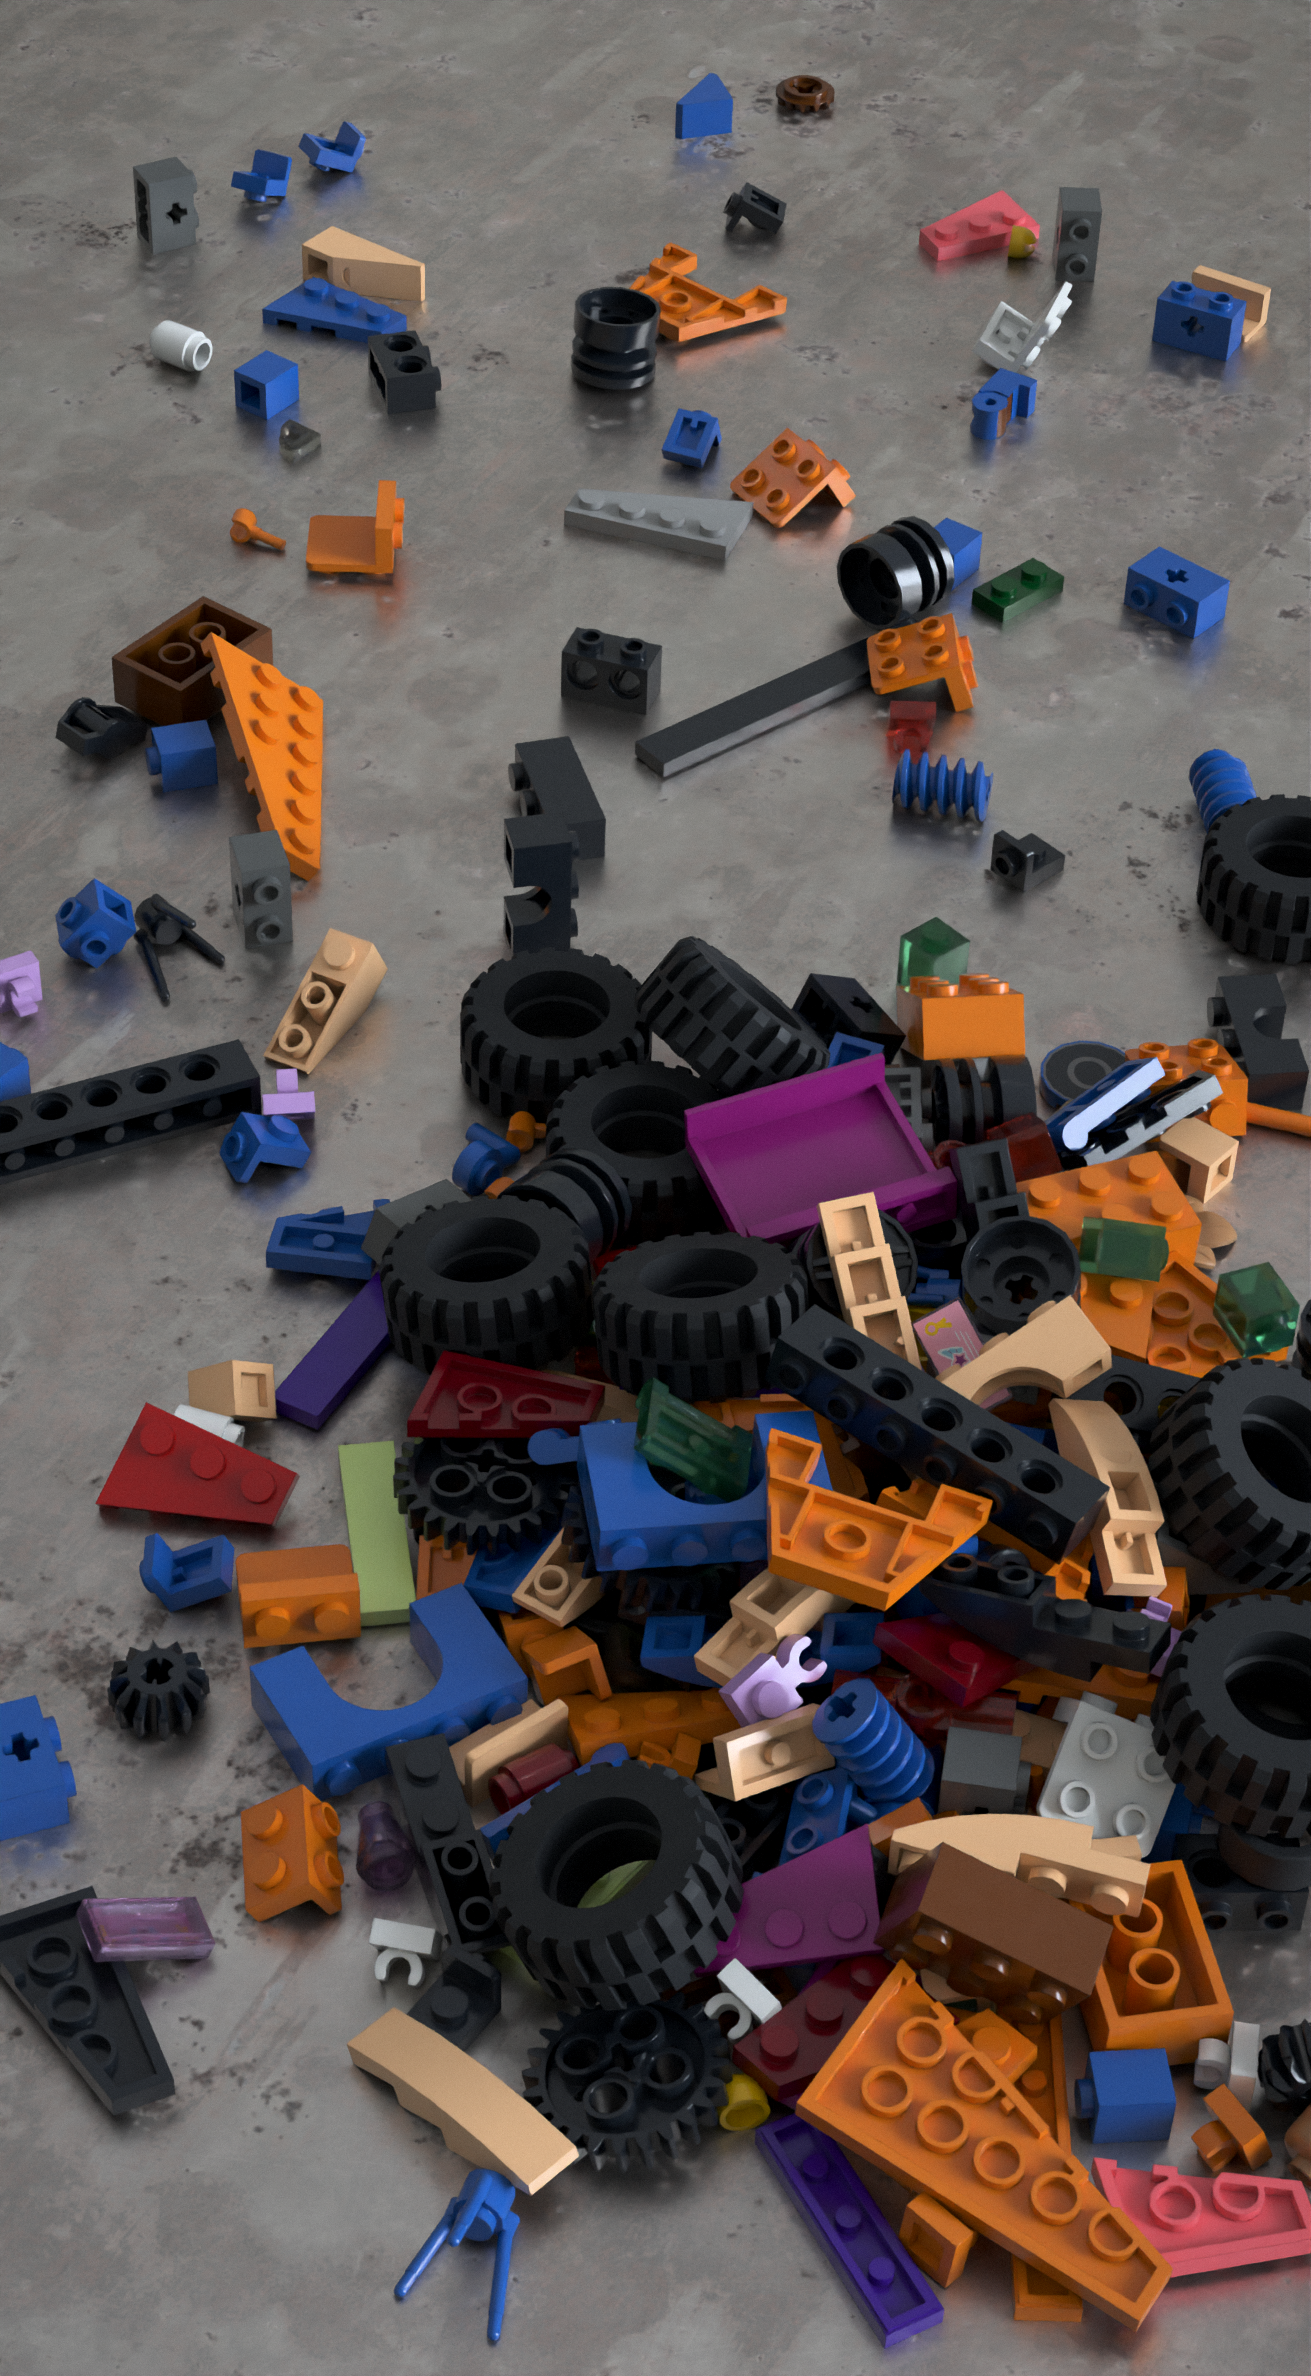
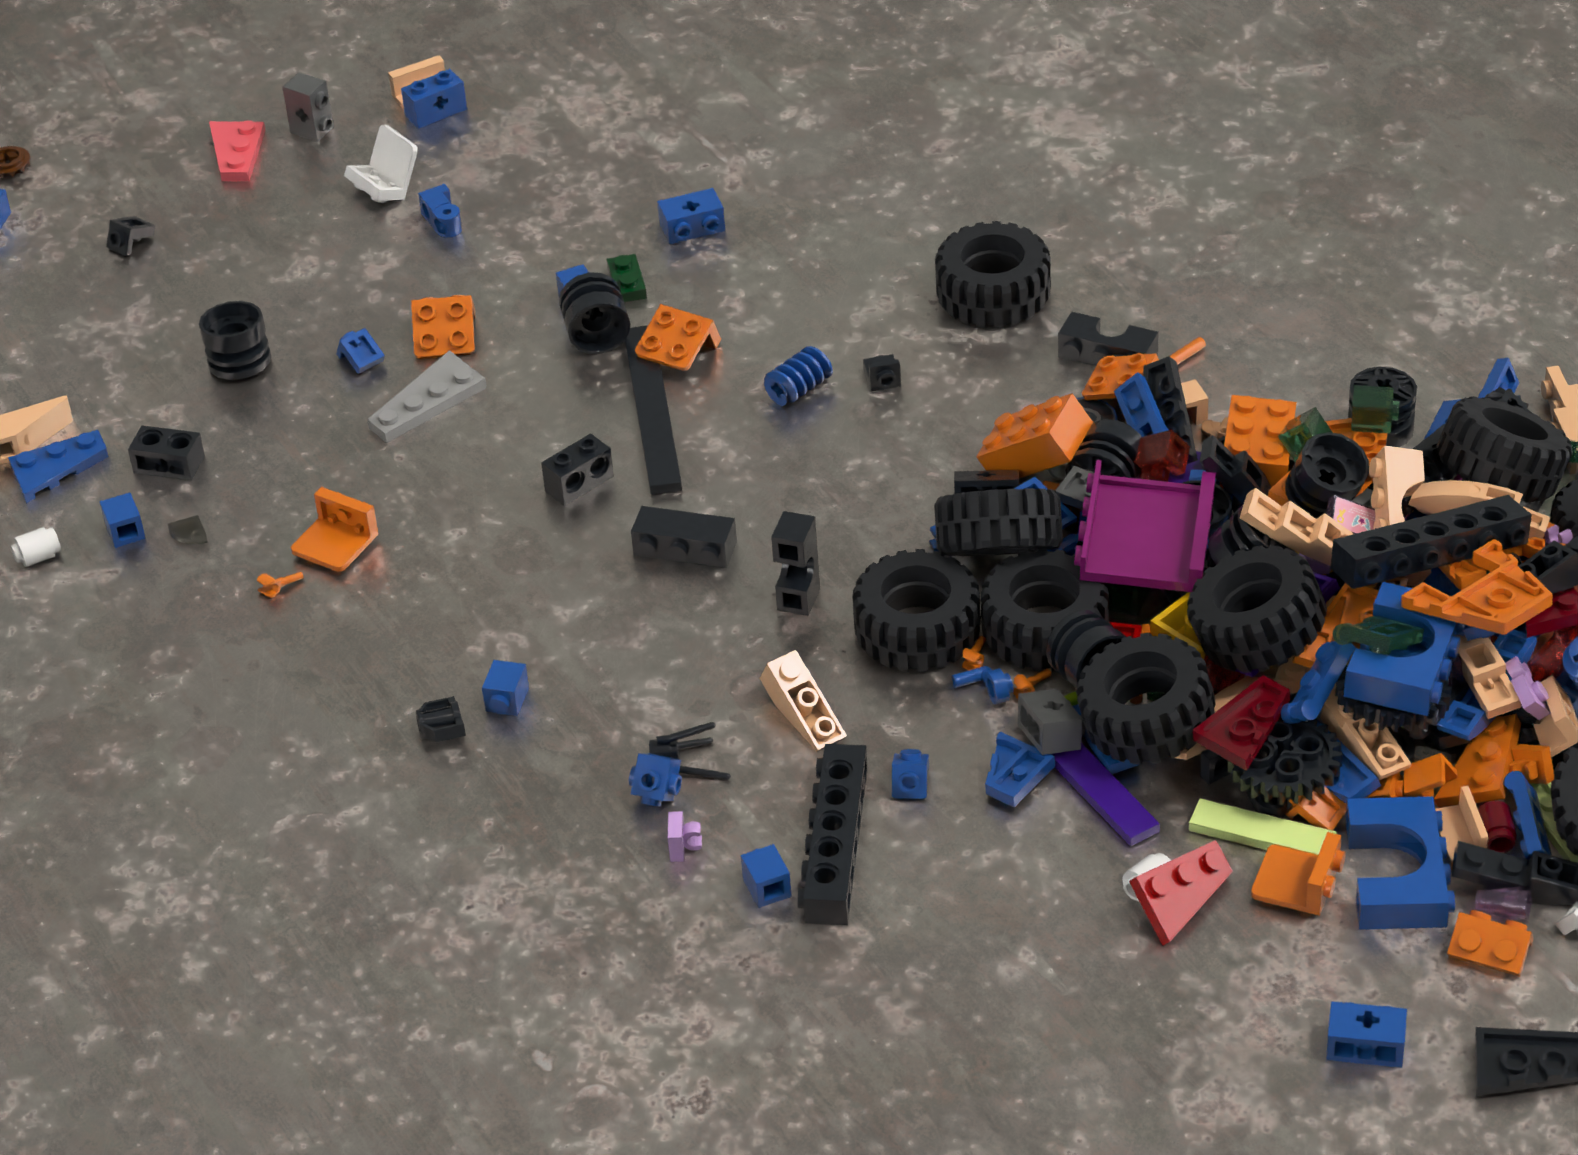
camera: 55 degrees left, 0 degrees up
(145, 1929) = (1518, 1014): clear purple tile -> none
(158, 1690) = (1341, 956): black gear -> none
(166, 669) = (423, 650): reddish brown brick -> none
(188, 1573) = (1255, 914): blue bracket -> none
(235, 1390) = (1119, 852): light nougat panel -> none
(261, 889) = (688, 688): dark grey brick -> none
(279, 737) = (552, 640): orange wing -> none
(288, 1100) = (882, 745): lavender tile -> none
(695, 310) = (185, 306): orange wing -> none
(911, 719) = (727, 367): clear red tile -> none
(932, 951) = (953, 438): clear green brick -> none
(1021, 242) = (273, 137): yellow hinge -> none
(1219, 784) = (897, 273): blue piece -> none

